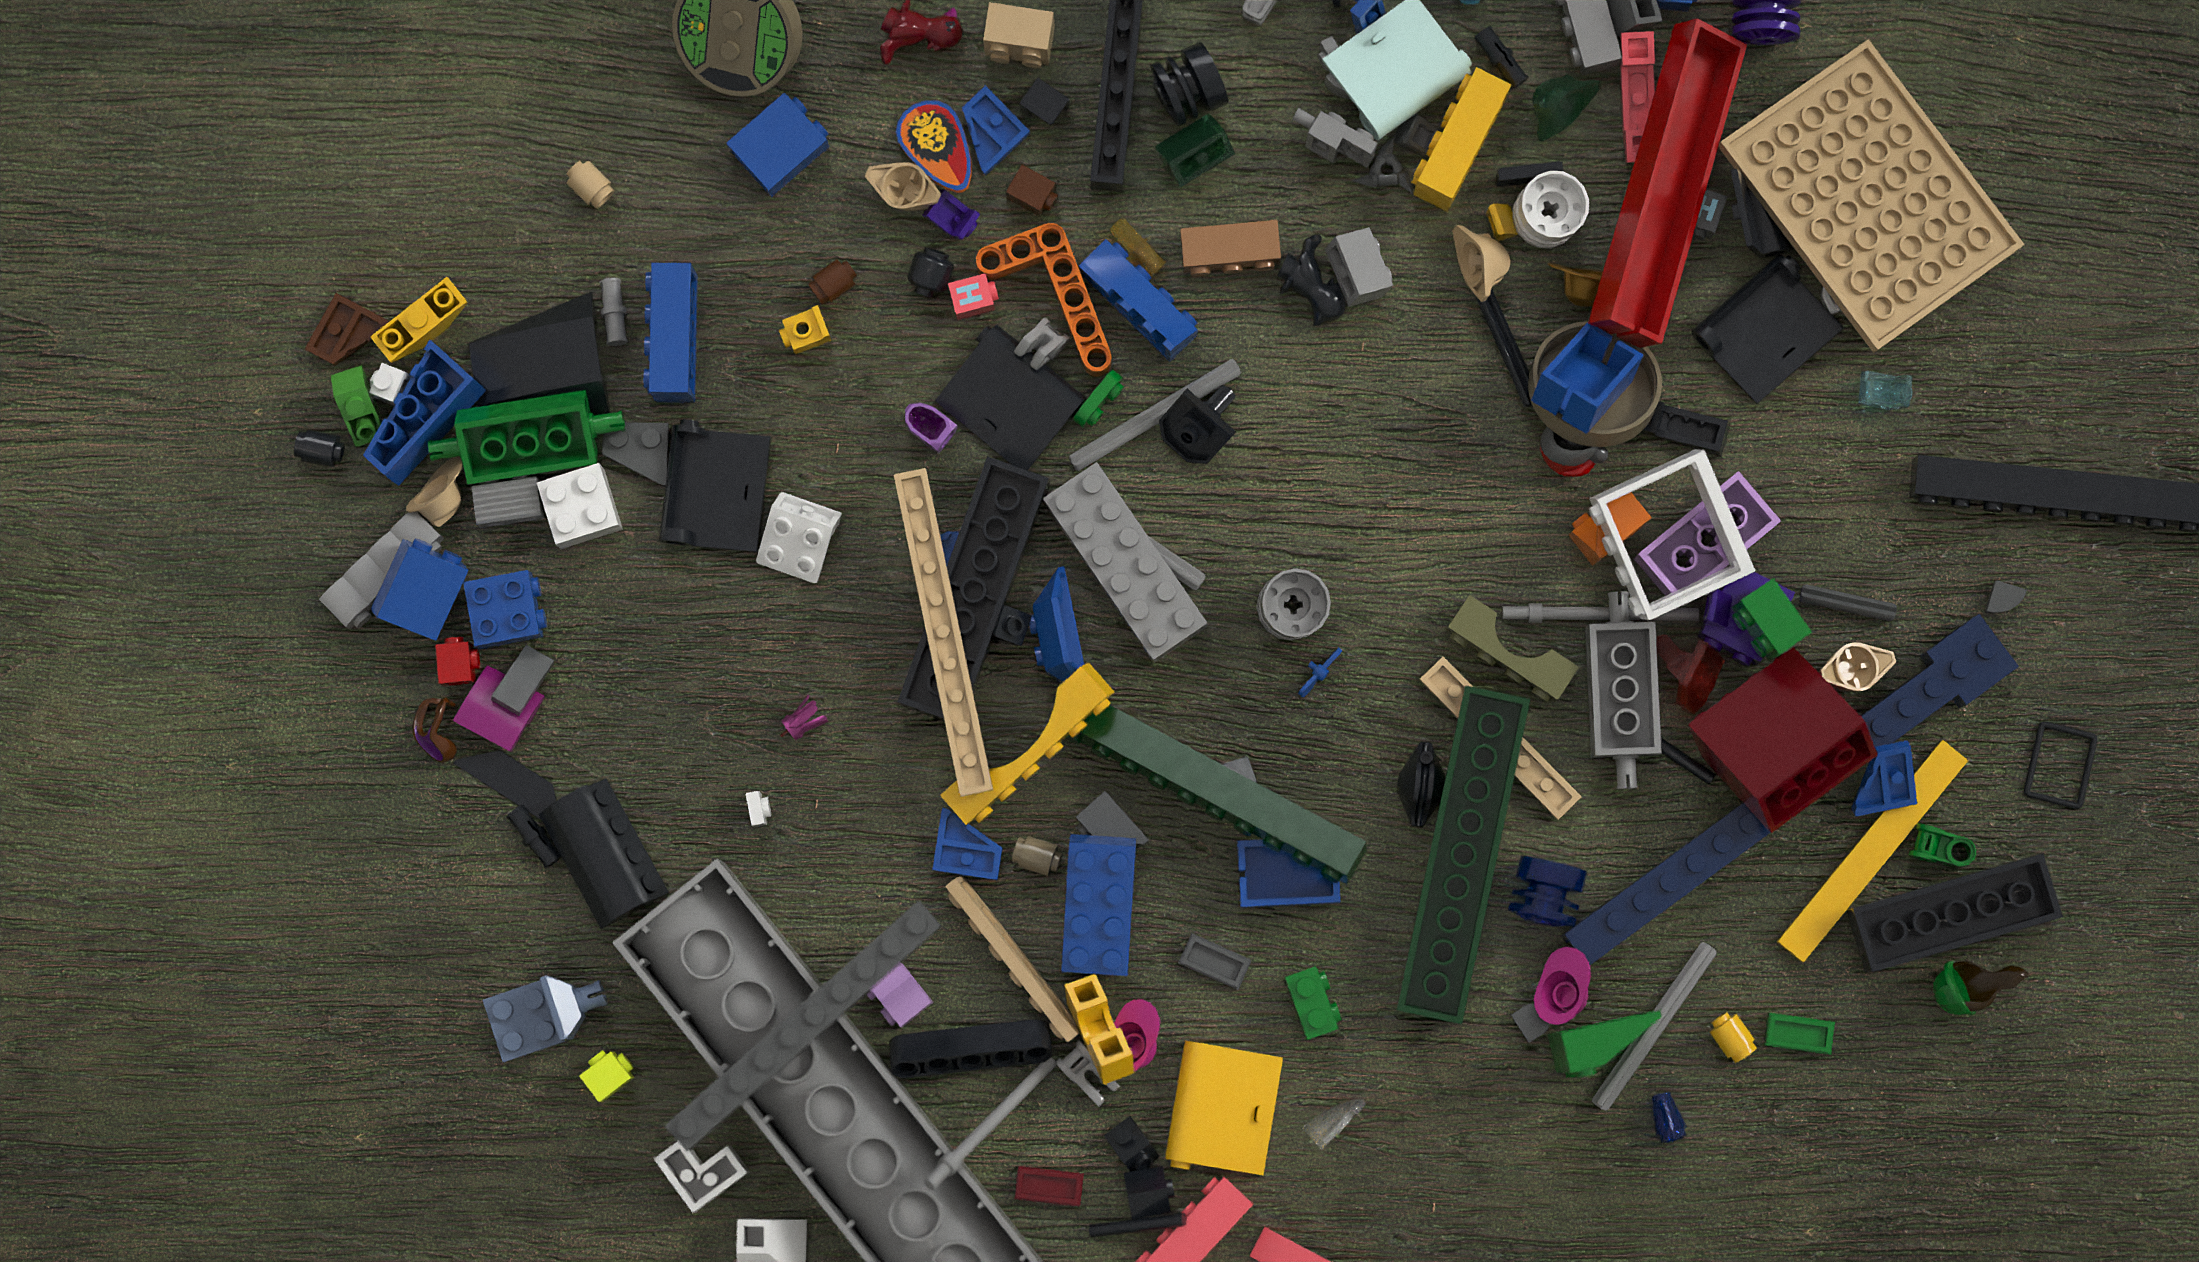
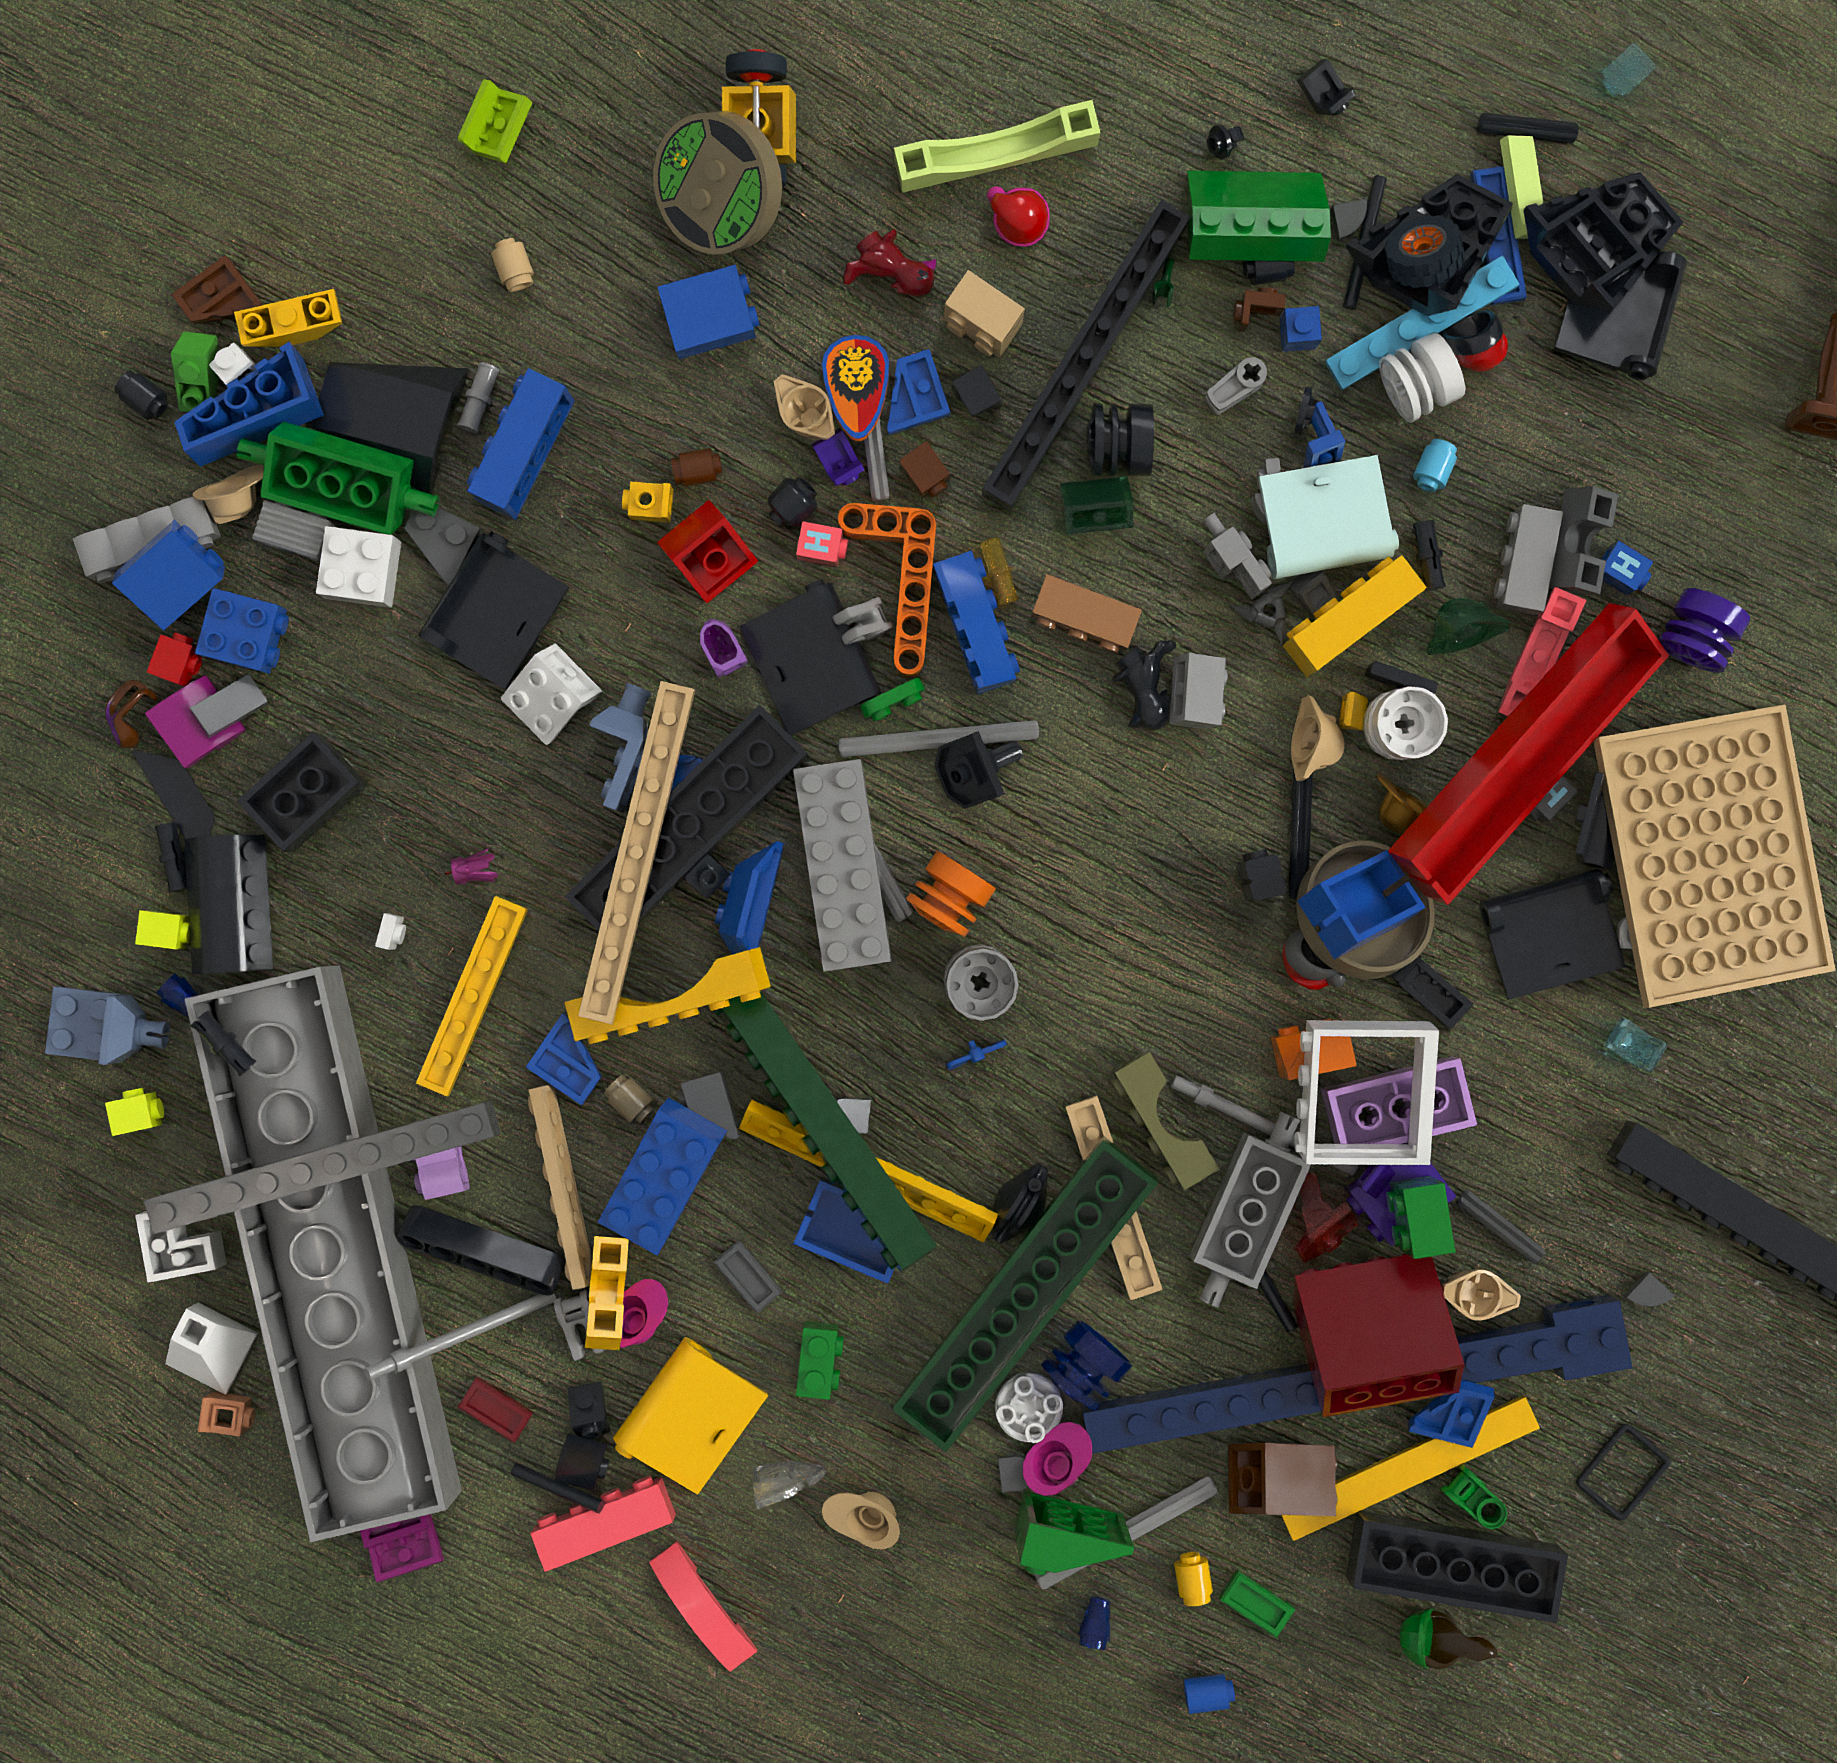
camera: 25 degrees right, 5 degrees up
(516, 70) = (494, 122): none -> lime bracket
(557, 902) = (163, 930): none -> neon yellow brick
(600, 955) = (174, 993): none -> clear blue cone
(624, 723) = (302, 792): none -> black brick
(666, 962) = (223, 1043): none -> black pin
(855, 831) = (472, 996): none -> yellow plate
(876, 348) = (707, 551): none -> red slope
(880, 531) = (629, 726): none -> sand blue plate
(987, 207) = (876, 464): none -> light grey axle
(1231, 539) = (950, 894): none -> orange wheel
(1350, 815) = (918, 1193): none -> yellow plate
(1417, 1122) = (863, 1517): none -> tan piece
(1490, 398) = (1260, 876): none -> black brick
(1515, 957) = (1028, 1406): none -> white tile
(1765, 910) = (1282, 1479): none -> reddish brown slope
(1795, 1131) = (1208, 1693): none -> blue brick

